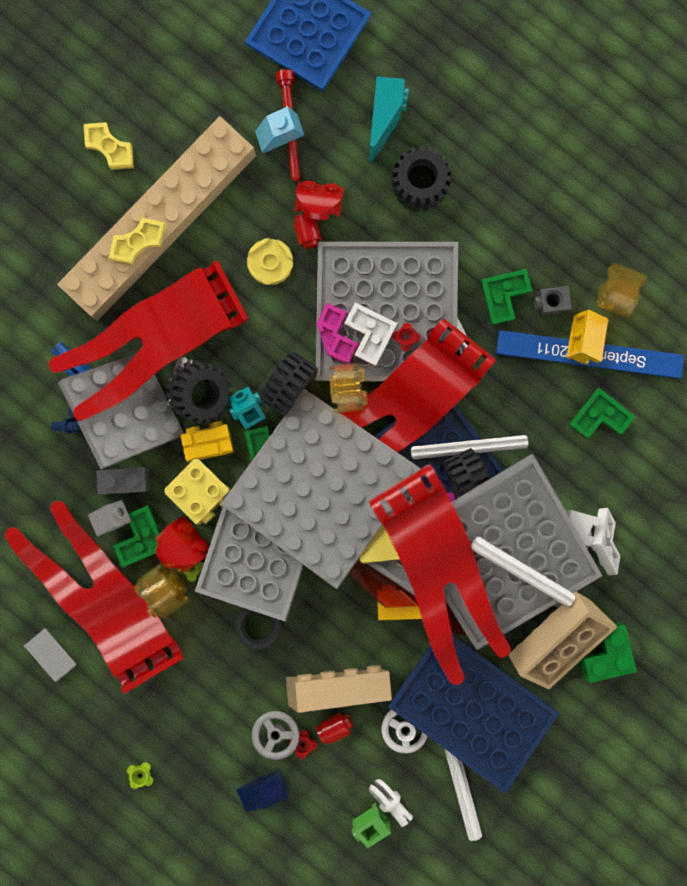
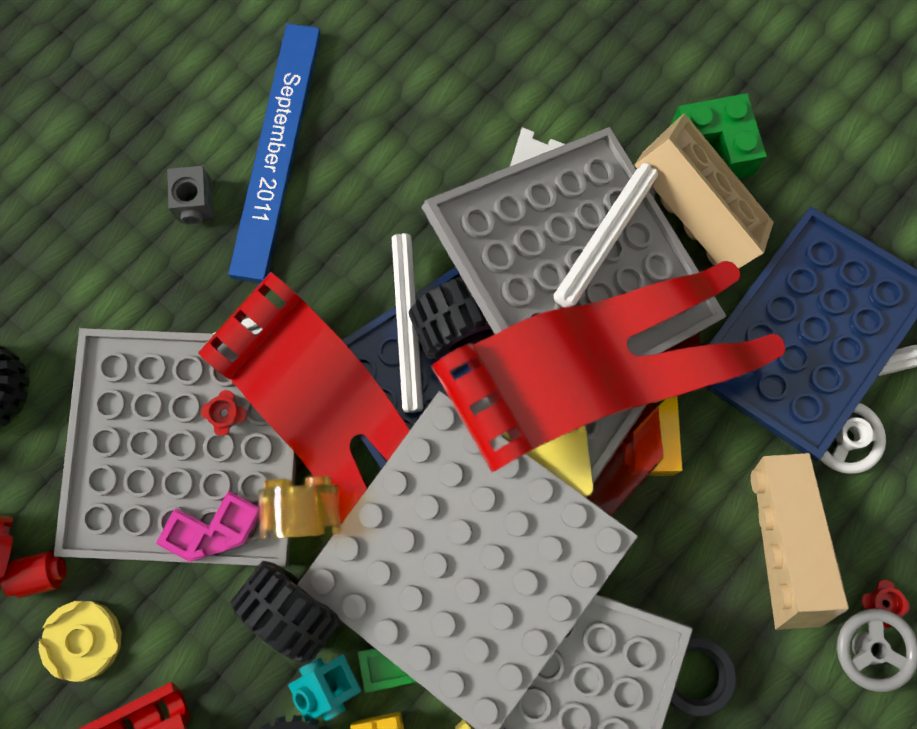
camera: 85 degrees left, 10 degrees down
(334, 728) = (857, 549): red brick -> none
(376, 329) = (210, 460): white plate -> none
(499, 290) = (167, 272): green plate -> none
(587, 337) = (248, 147): yellow hinge -> none
(599, 409) = (359, 137): green plate -> none
(603, 542) = (562, 131): white plate -> none
(621, 291) = (181, 96): clear yellow brick -> none

